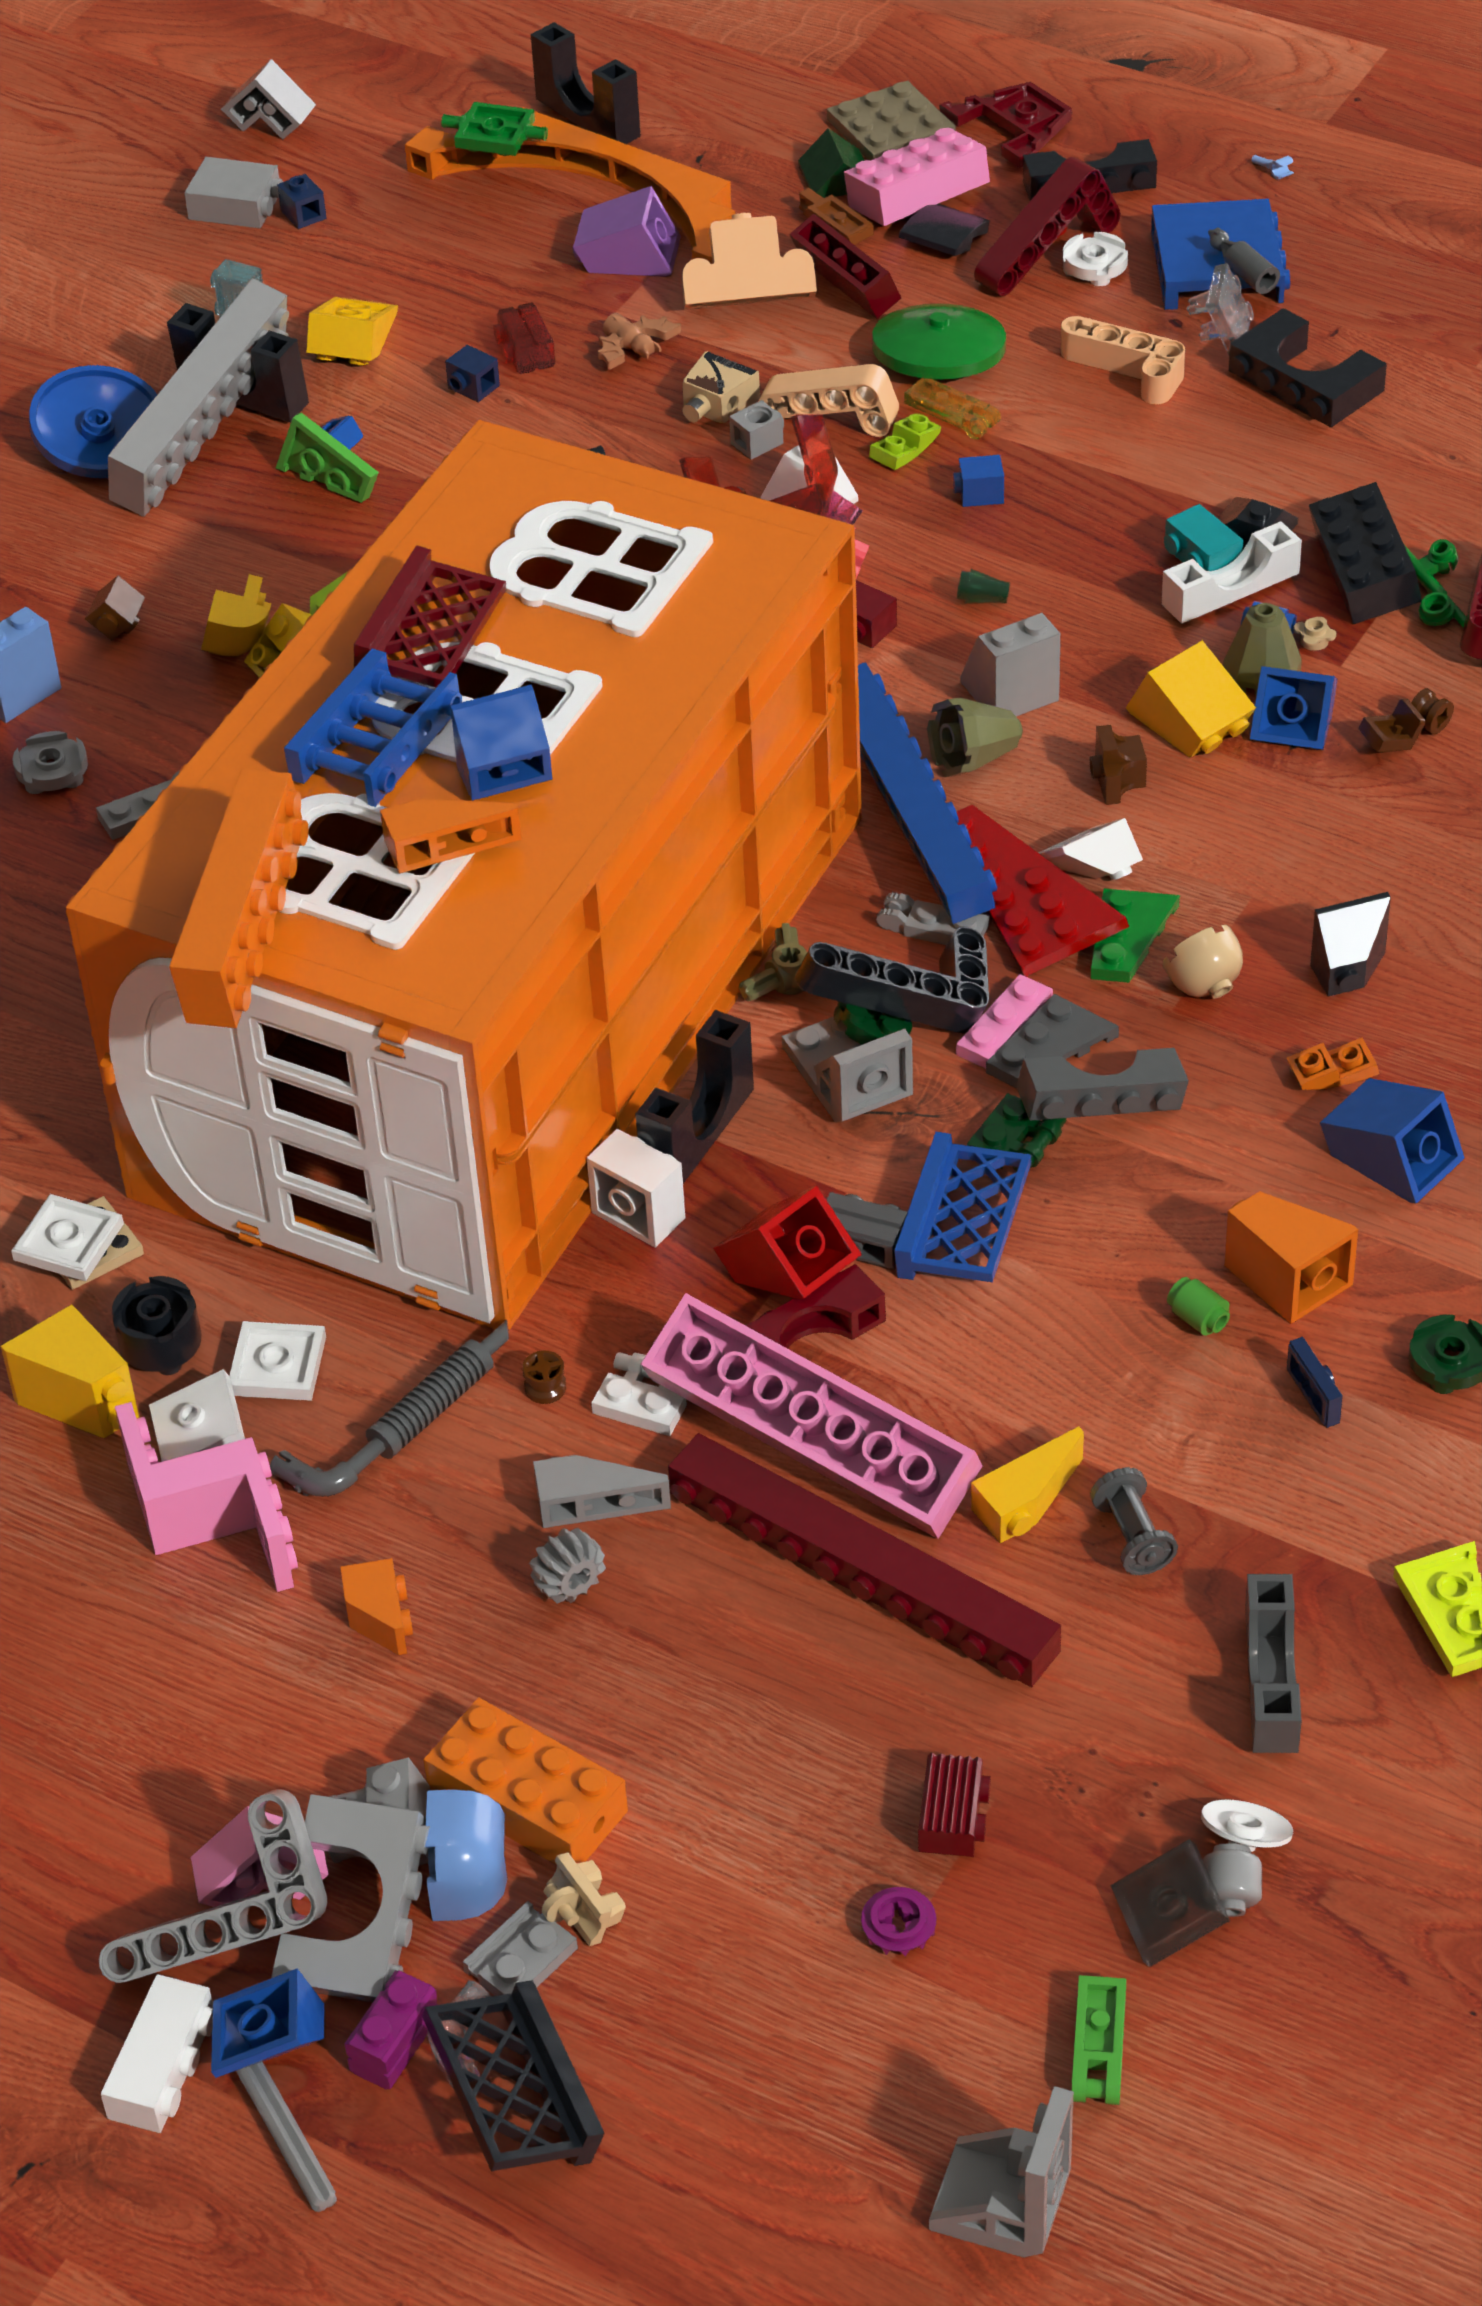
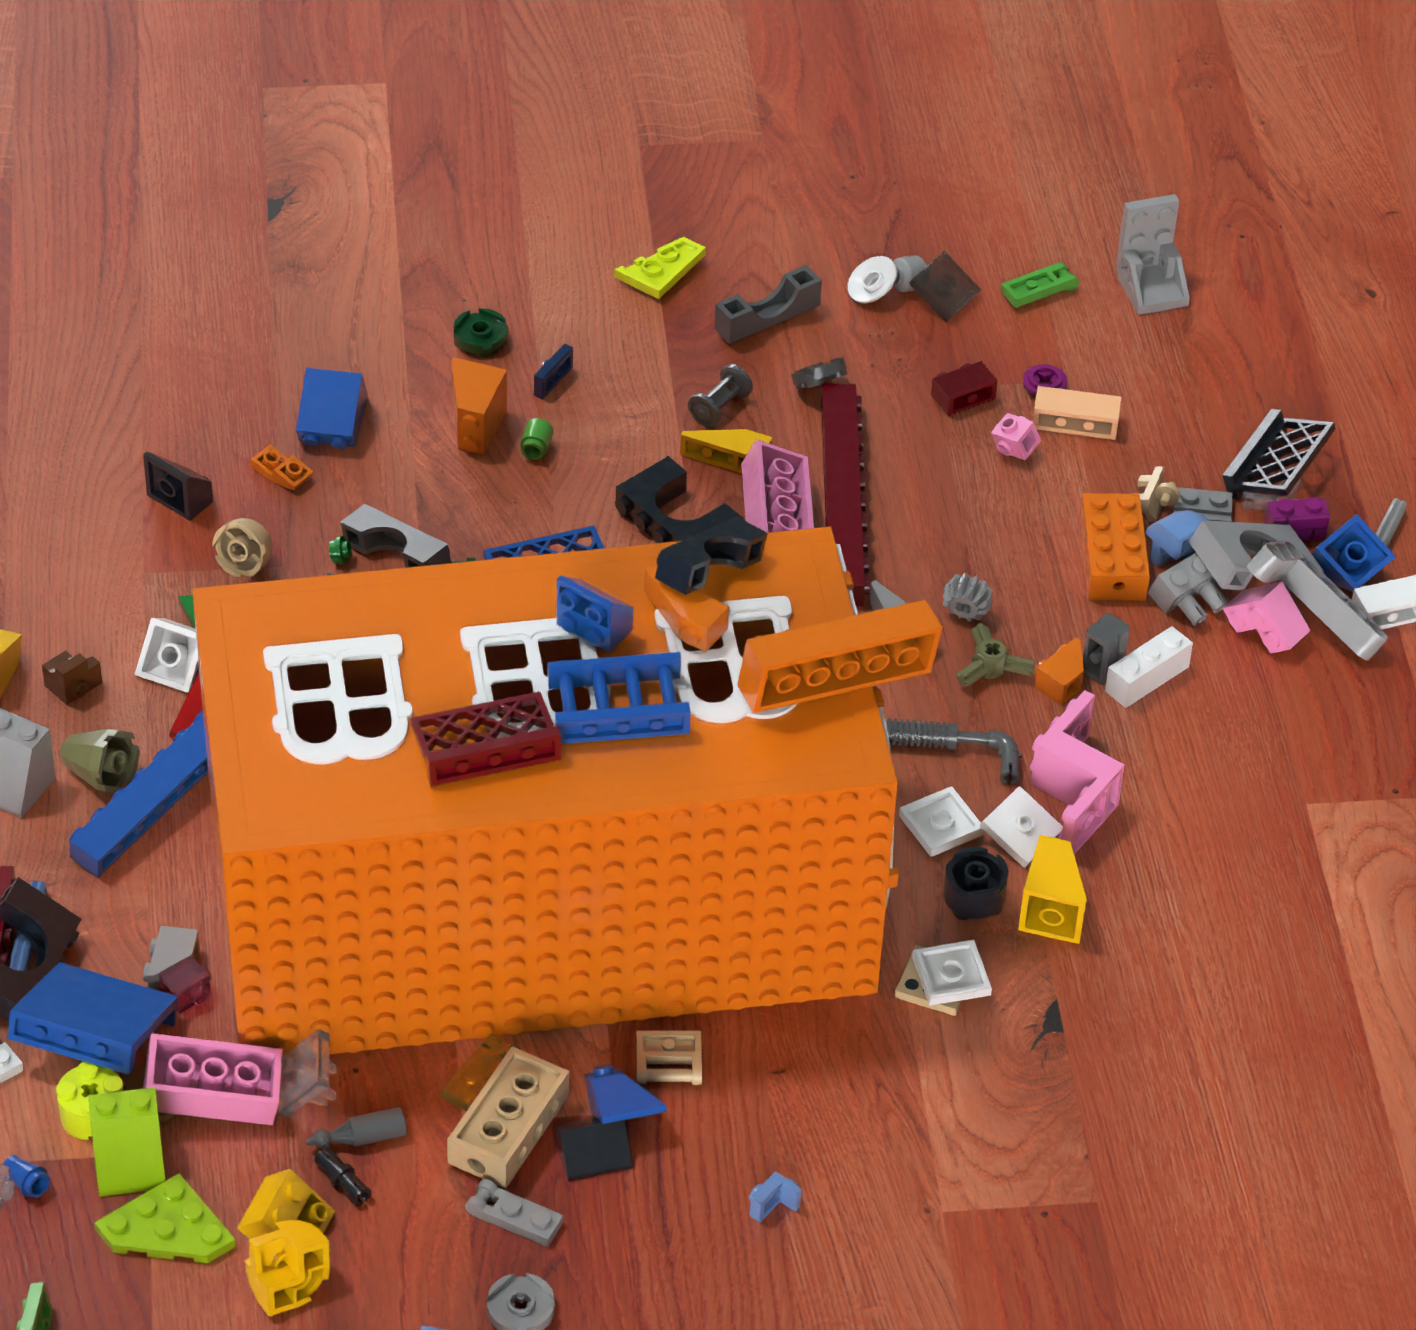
camera: 130 degrees left, 0 degrees up
(303, 1692) = (1148, 667): none -> white brick
(357, 1644) = (1104, 646): none -> dark grey brick
(461, 1546) = (991, 659): none -> olive bush
(471, 817) = (687, 563): none -> black arch
(801, 1908) = (1076, 412): none -> light nougat brick
(803, 1794) = (1016, 436): none -> bright pink brick
(1001, 1348) = (654, 487): none -> black arch
(1093, 1644) = (816, 373): none -> dark grey plate
(1141, 1041) = (340, 550): none -> green plate

